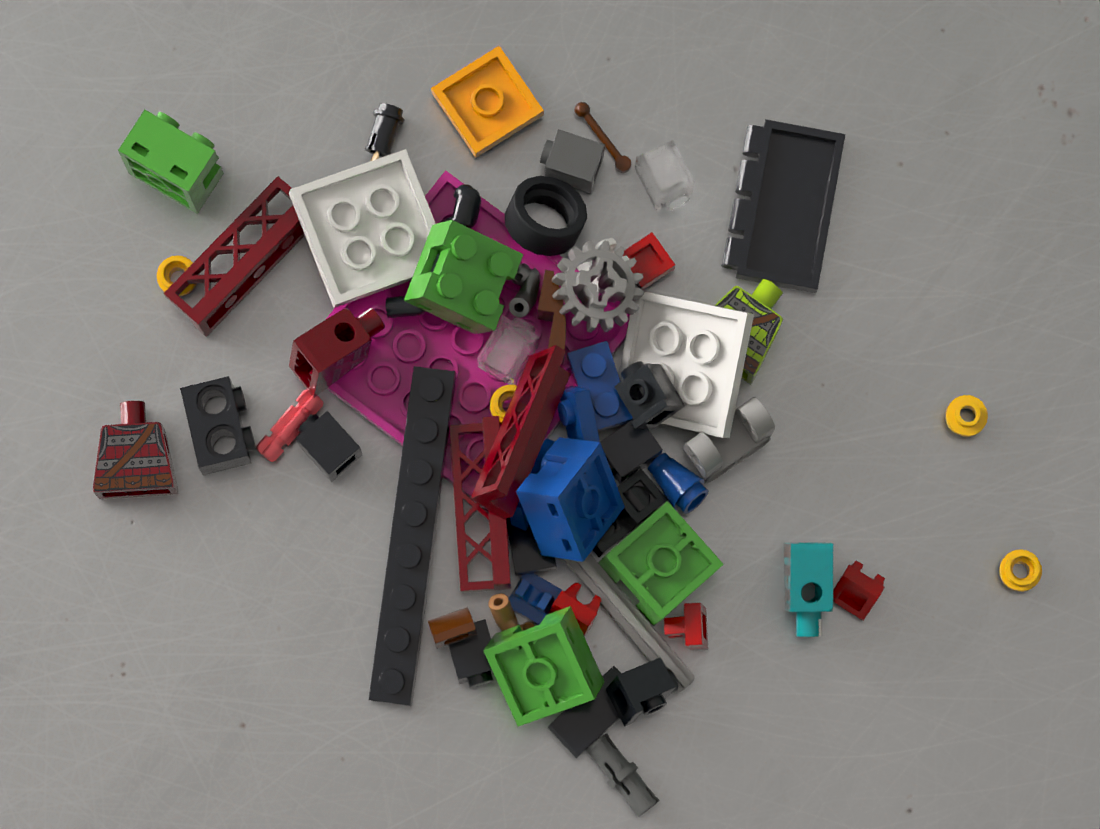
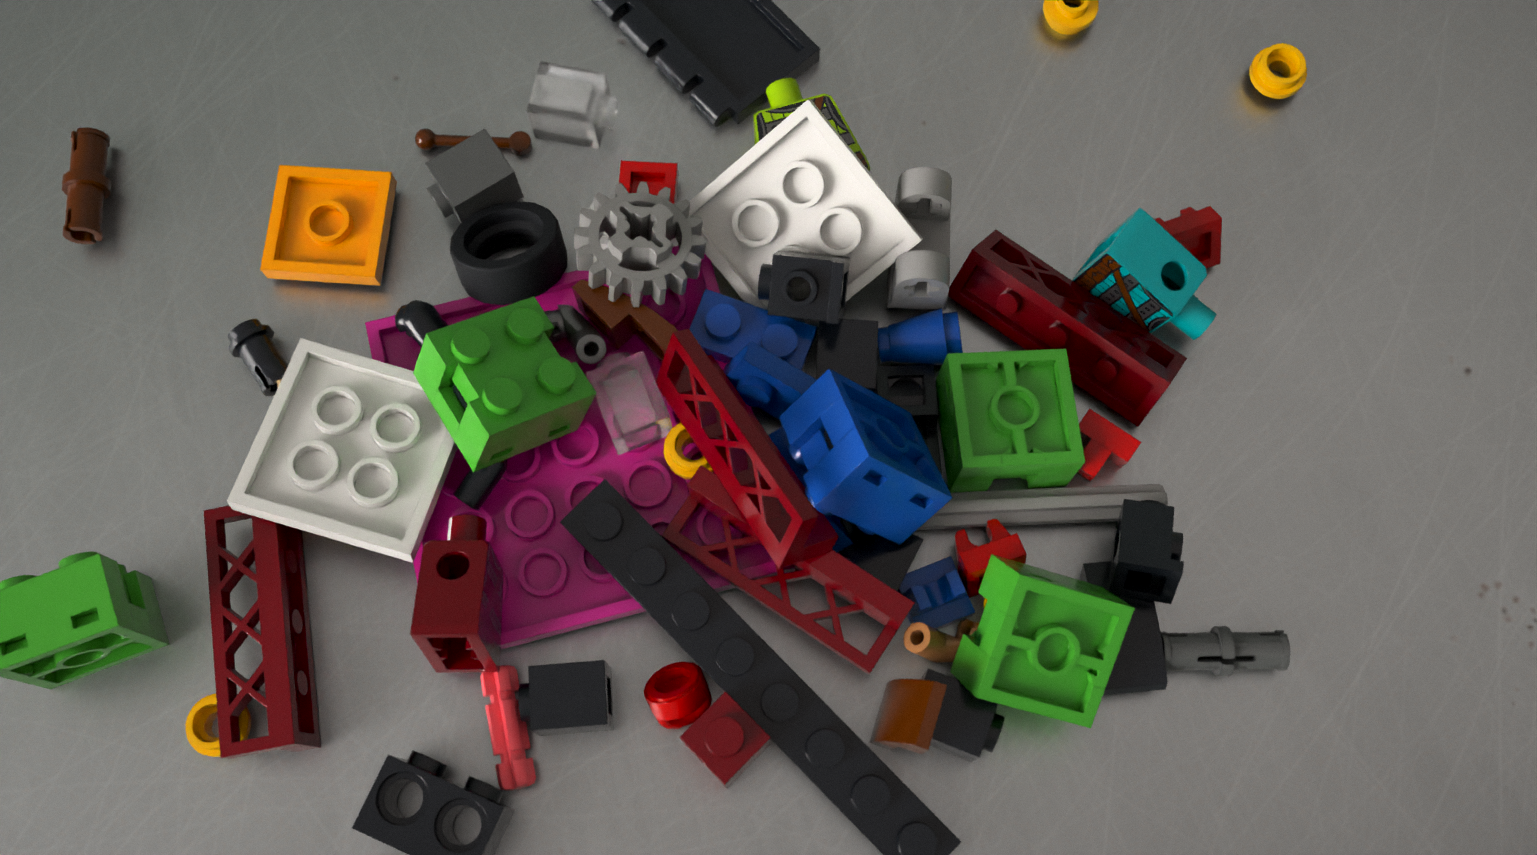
camera: 50 degrees left, 5 degrees down
(367, 543) = (726, 739): none -> dark red brick
(374, 500) = (678, 694): none -> red tile
(745, 555) = (1050, 311): none -> dark red fence

